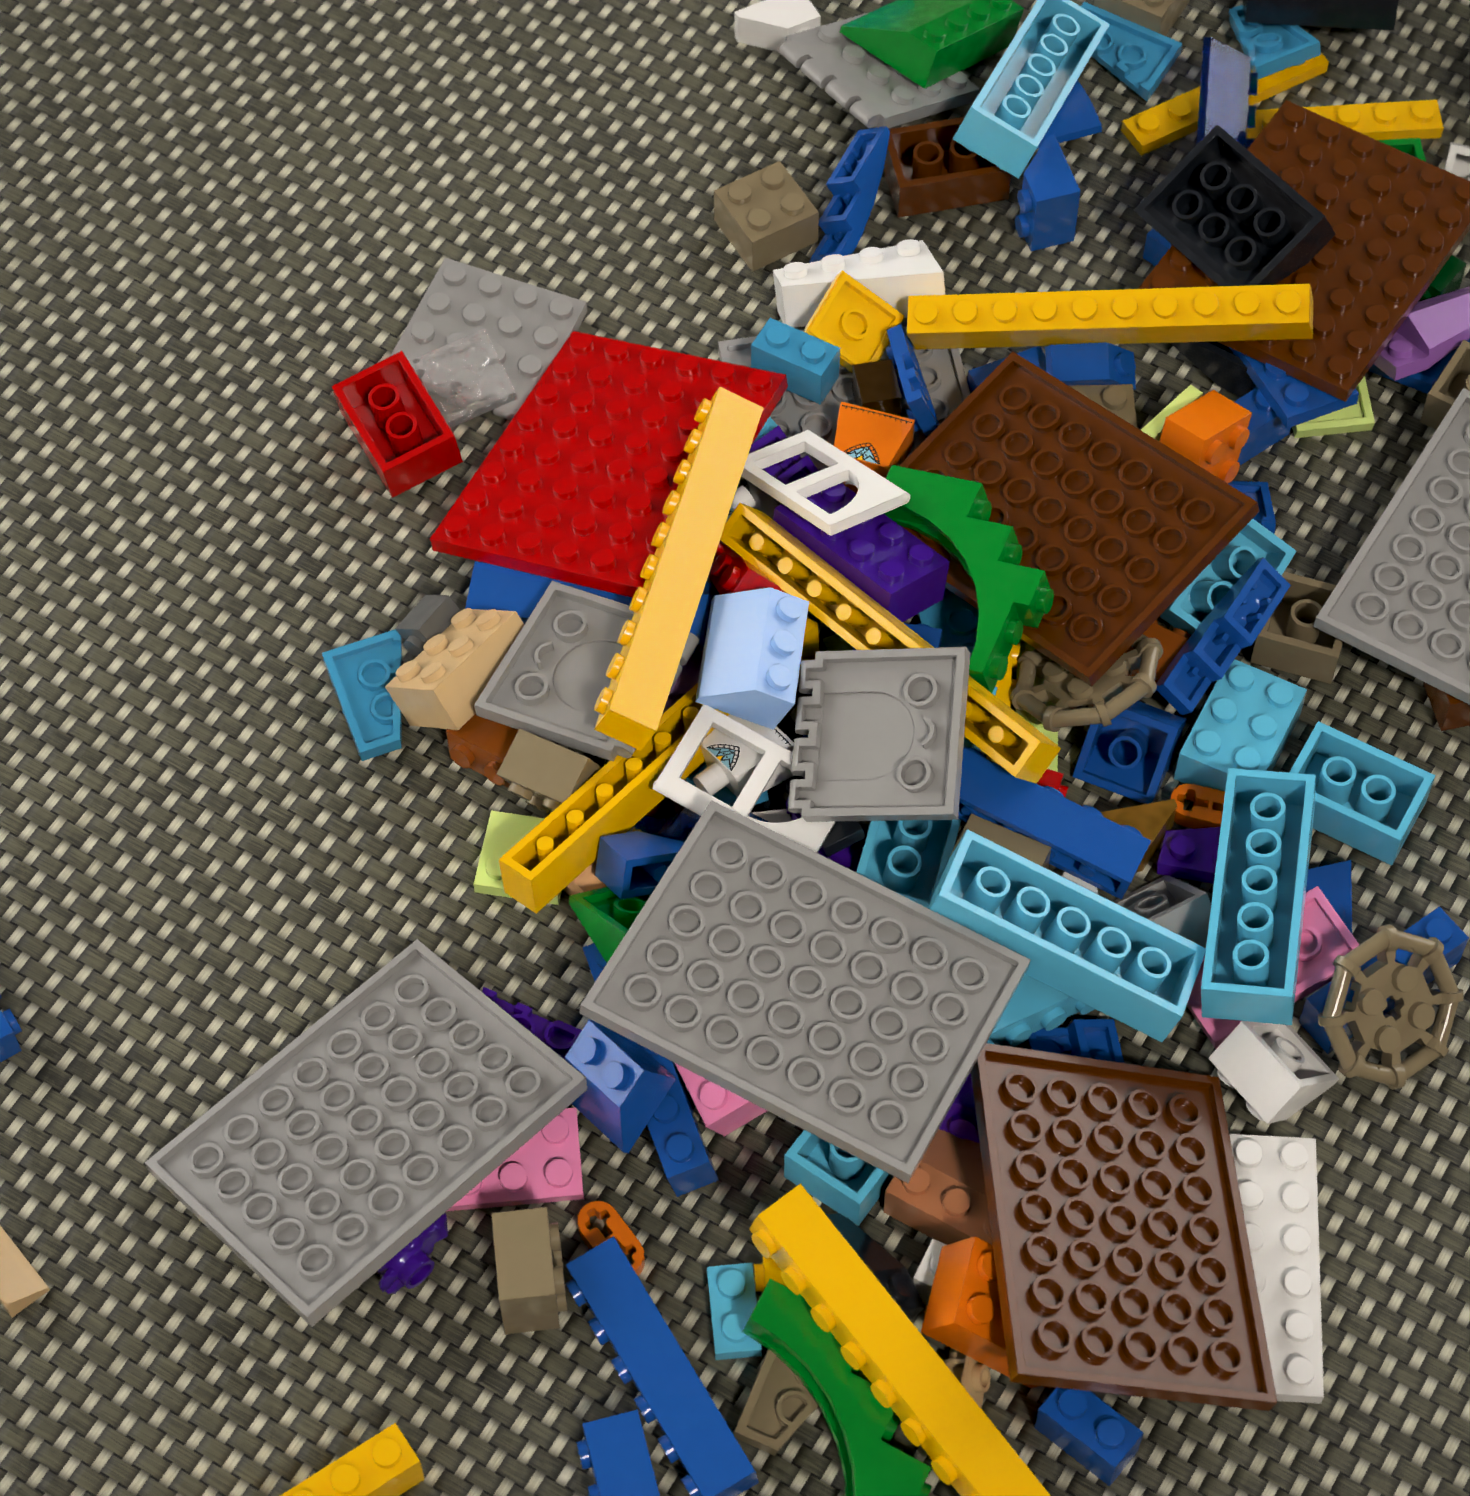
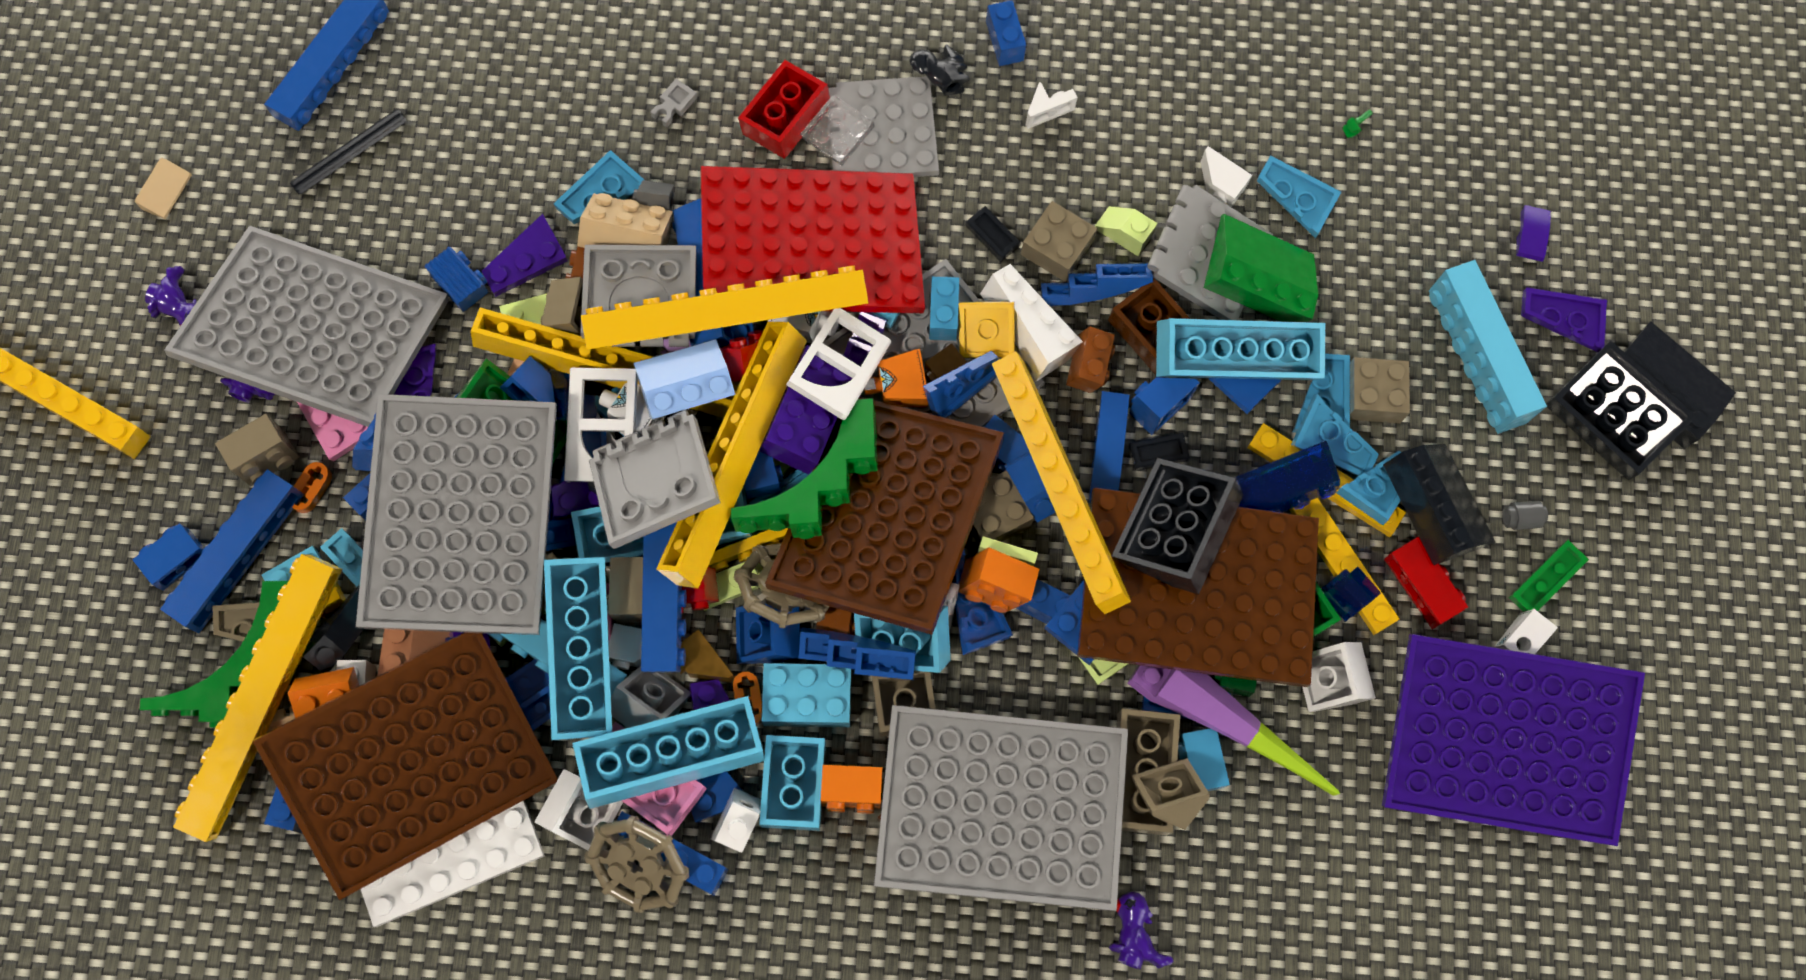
camera: 60 degrees right, 15 degrees up
(103, 991) = (348, 151): none -> black axle
(202, 1317) = (168, 296): none -> dark purple animal
(295, 551) = (675, 99): none -> light grey plate
(399, 917) = (457, 279): none -> blue brick
(417, 827) = (525, 258): none -> dark purple wing
(440, 150) = (1005, 33): none -> blue brick
(447, 237) = (944, 72): none -> black animal
(566, 155) = (1045, 108): none -> white slope
(708, 285) = (992, 233): none -> black tile
(730, 1223) = (345, 554): none -> medium azure plate
(790, 137) = (1127, 228): none -> yellowish green slope
(954, 245) = (1091, 359): none -> dark orange brick
(1051, 266) = (1109, 441): none -> blue slope
(1101, 240) = (1168, 447): none -> black tile
(1175, 61) = (1346, 446): none -> dark azure wing
(1383, 874) = (737, 820): none -> white torso
(1396, 109) = (1350, 592): none -> clear blue brick
(1401, 713) = (851, 788): none -> orange piece
(1405, 55) = (1426, 584): none -> red brick

